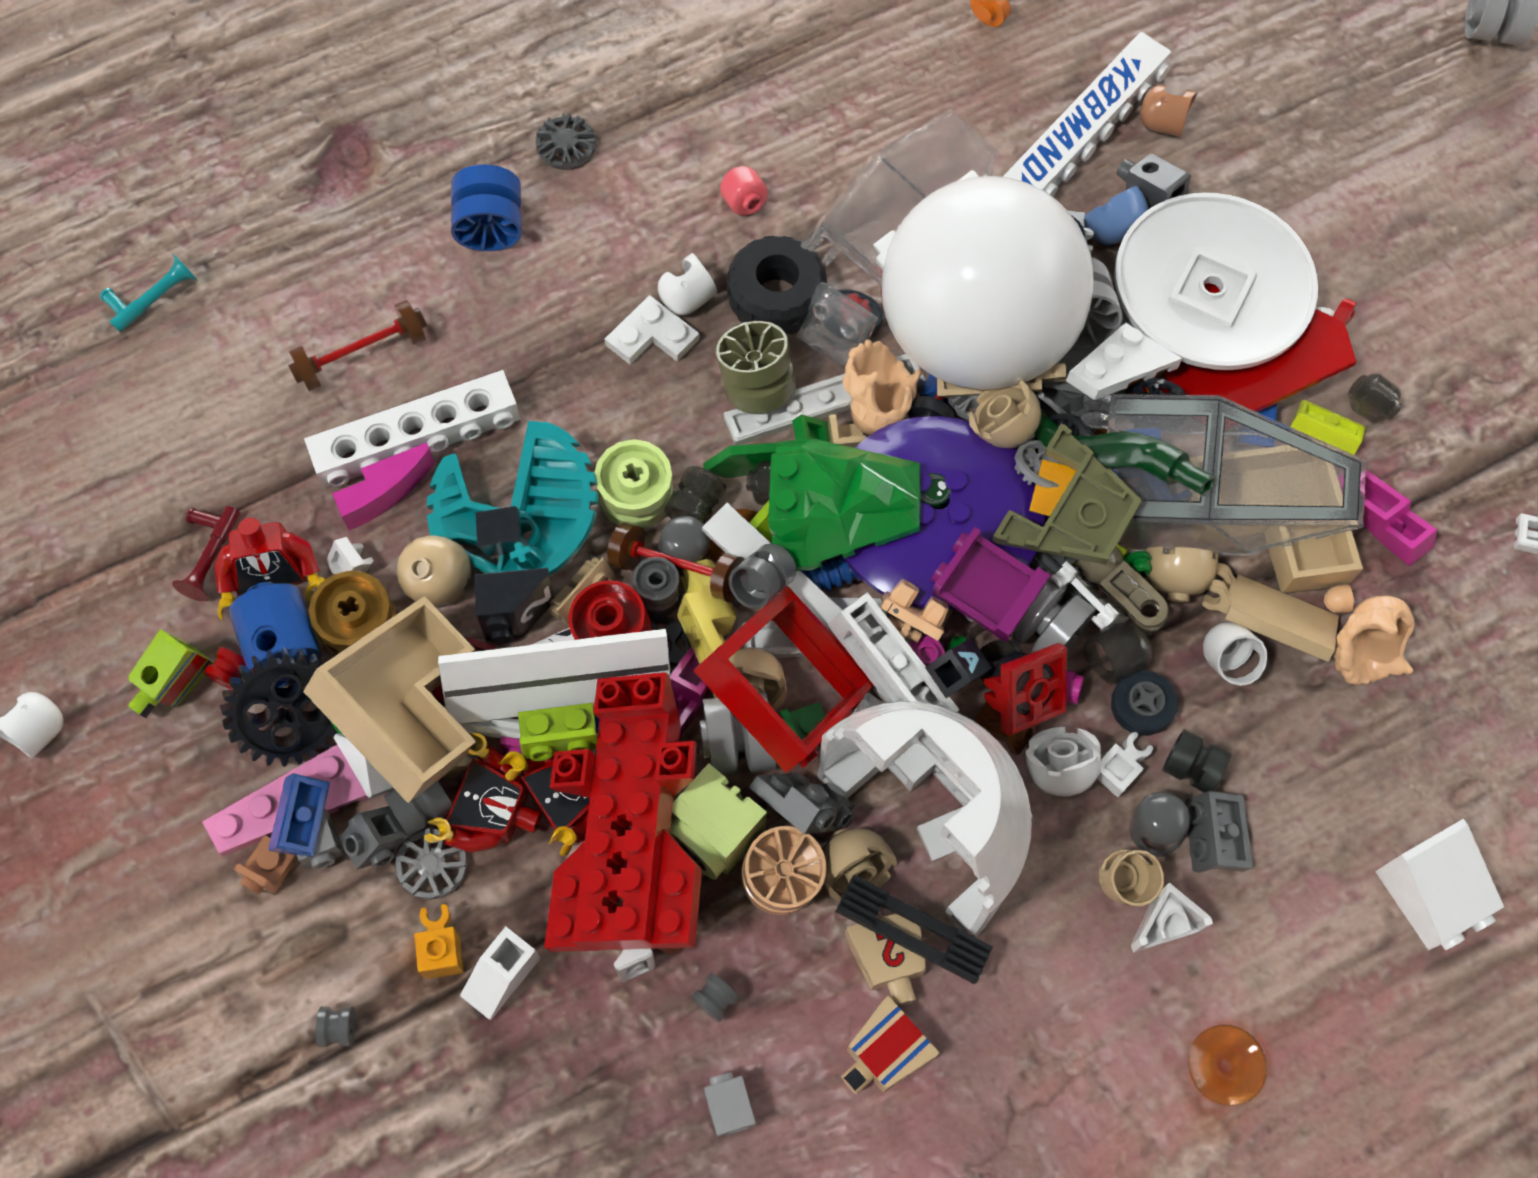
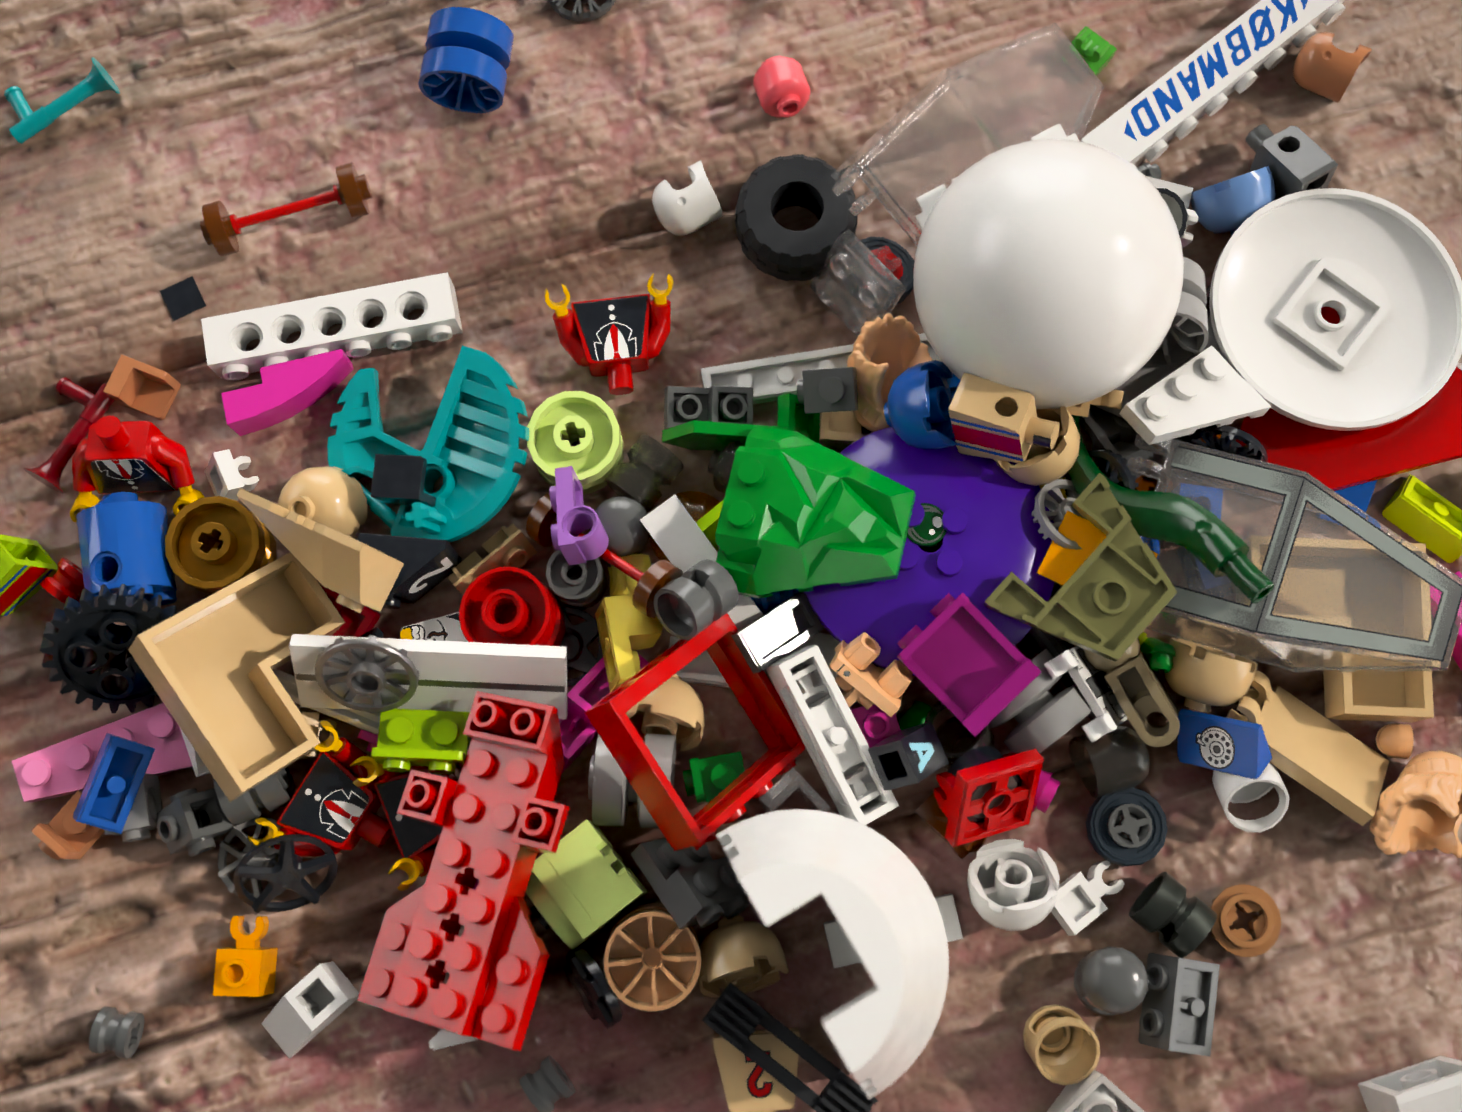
camera: 15 degrees right, 10 degrees up
(261, 500) = (142, 387): none -> nougat panel
(280, 431) = (183, 298): none -> black sticker
(460, 864) = (284, 873): none -> black wheel
(461, 586) = (334, 559): none -> tan wedge
(504, 679) = (366, 675): none -> flat silver wheel
(648, 325) = (636, 240): white plate -> none
(648, 396) = (614, 333): none -> torso
(655, 537) = (574, 518): none -> medium lavender plate
(738, 906) = (593, 987): none -> black wheel
(744, 432) = (708, 404): none -> dark grey slope
(756, 367) = (748, 321): olive wheel -> none
(831, 596) = (777, 632): none -> tile
(832, 404) = (828, 390): none -> dark grey bracket
(911, 402) = (920, 406): none -> blue cylinder
(973, 397) = (997, 421): none -> tan torso
(984, 126) = (1093, 49): none -> bright green tile
(1204, 618) = (1222, 744): none -> blue slope
(1271, 762) = (1264, 926): none -> medium nougat gear

